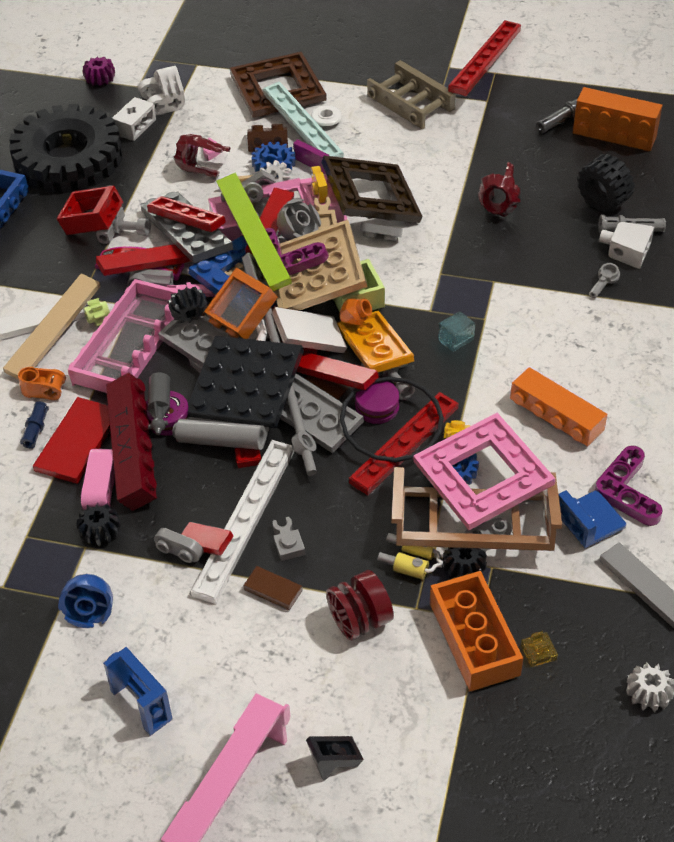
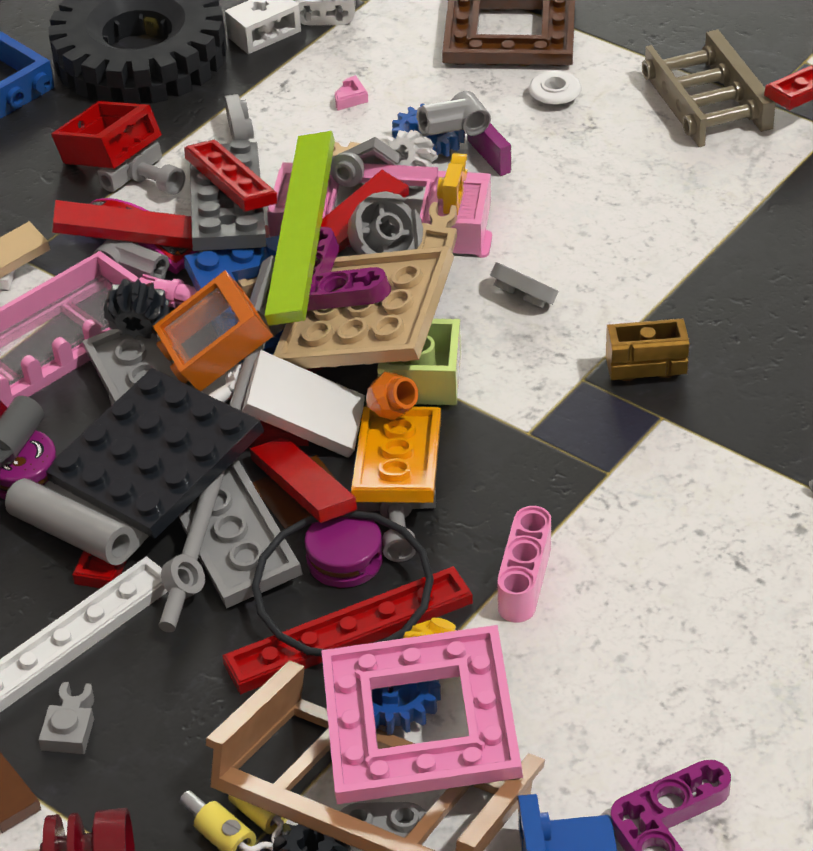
camera: 25 degrees right, 5 degrees down
(96, 311) = (18, 280): yellowish green gear -> none
(158, 181) = (238, 118): none -> light grey plate
(187, 152) = (305, 101): dark red piece -> none
(258, 135) = (432, 90): reddish brown bracket -> none
(293, 144) = (461, 113): none -> light grey piece
(300, 119) = (508, 89): light aqua tile -> none
(340, 175) = (487, 227): dark brown plate -> none
(456, 331) = (540, 477): clear light blue brick -> none
(471, 246) = (647, 349): none -> pearl gold brick
(476, 378) = (524, 564): none -> bright pink beam
(505, 183) = (741, 262): dark red piece -> none
(558, 406) = (627, 653): orange brick -> none

